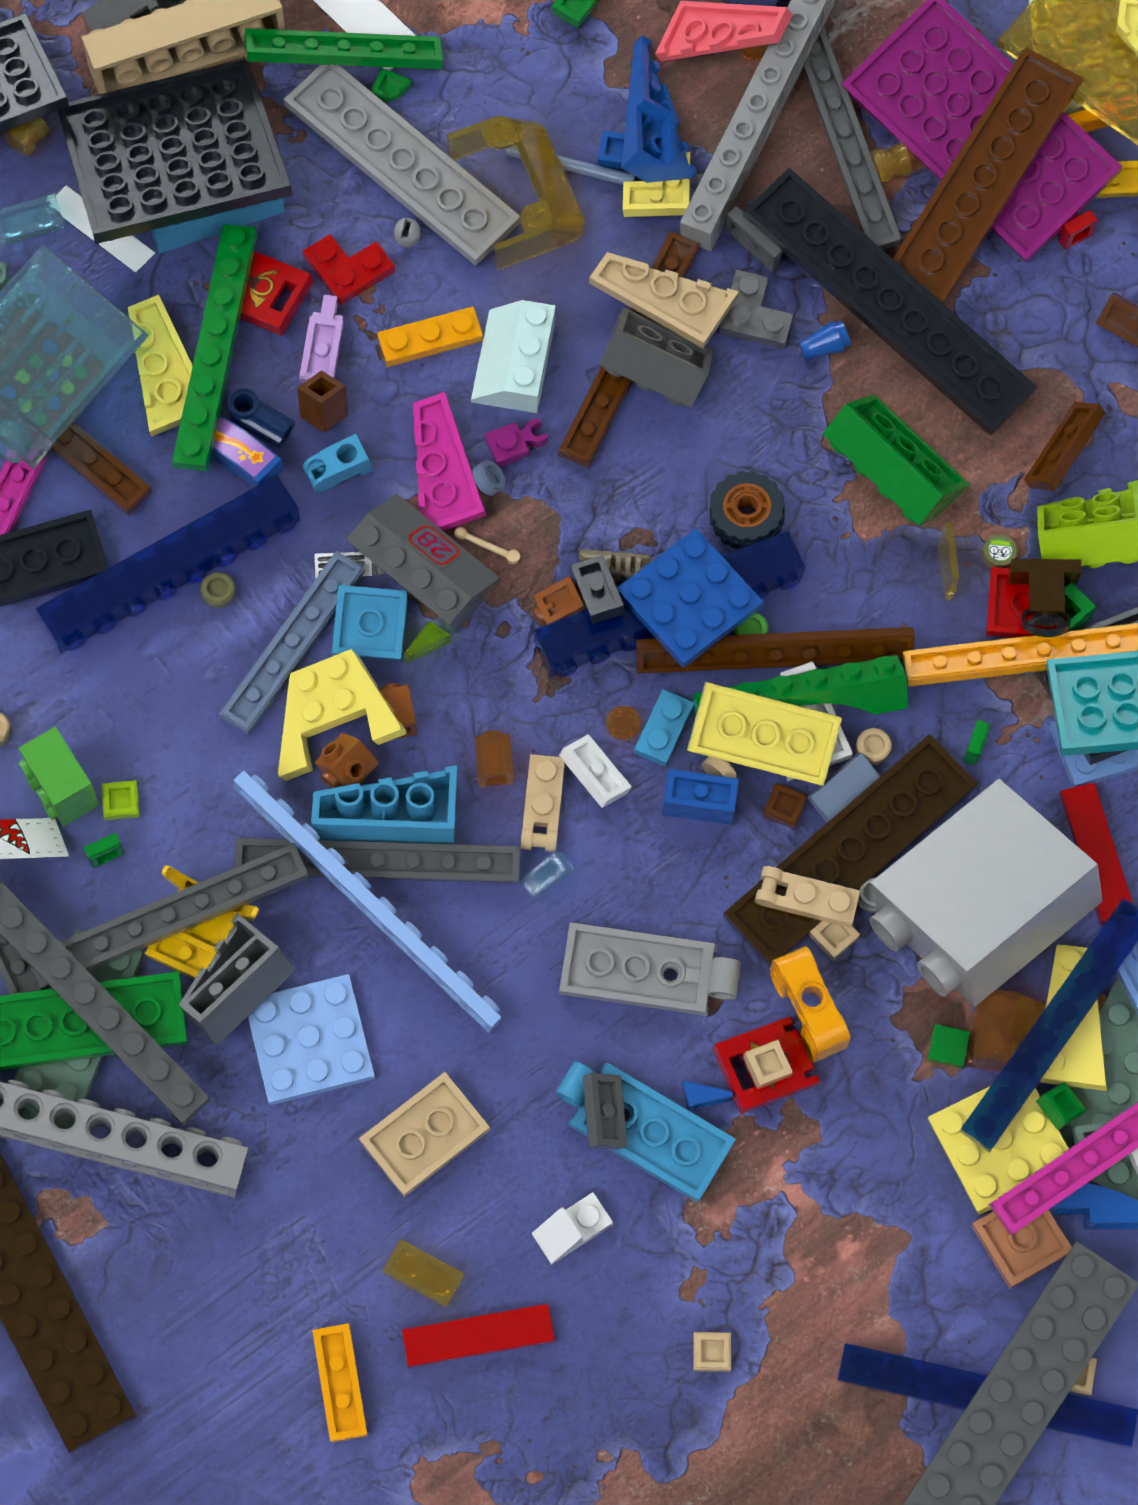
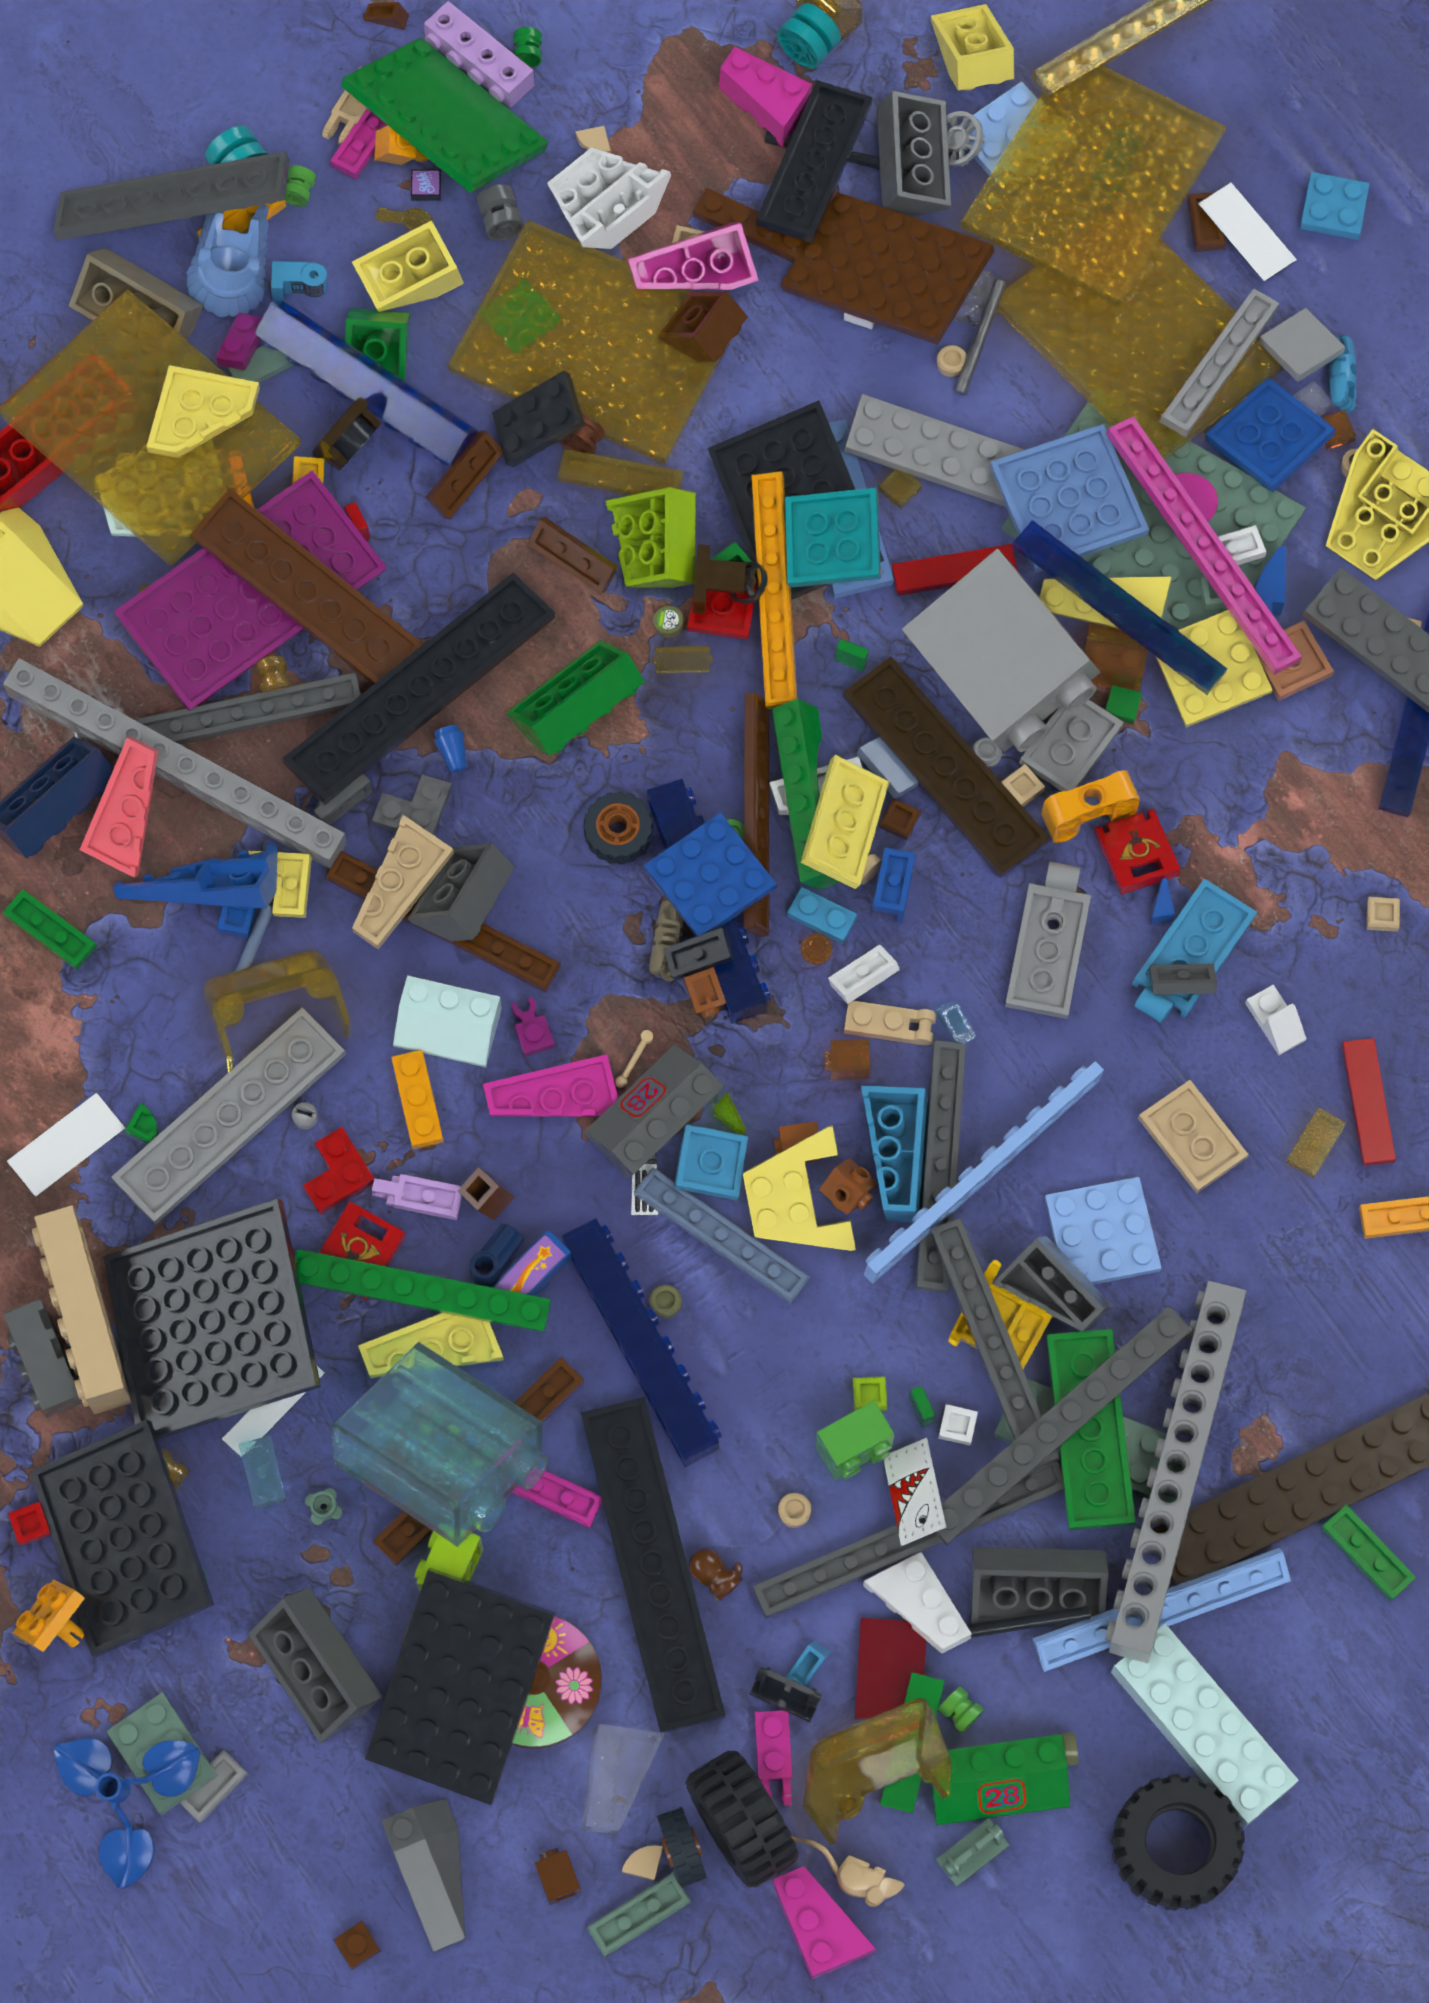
camera: 85 degrees left, 0 degrees up
(85, 889) = (958, 1425): none -> white plate
(337, 464) = (548, 1185): dark azure leg -> none
(343, 48) = (108, 1160): green plate -> none
(489, 477) = (570, 1050): sand blue tile -> none
(767, 1064) = (1143, 844): tan plate -> none
(808, 897) = (992, 800): tan plate -> none
(874, 745) = (847, 741): tan tile -> none
(889, 989) = (1072, 745): none -> light grey plate
(1061, 1106) = (1185, 614): green tile -> none

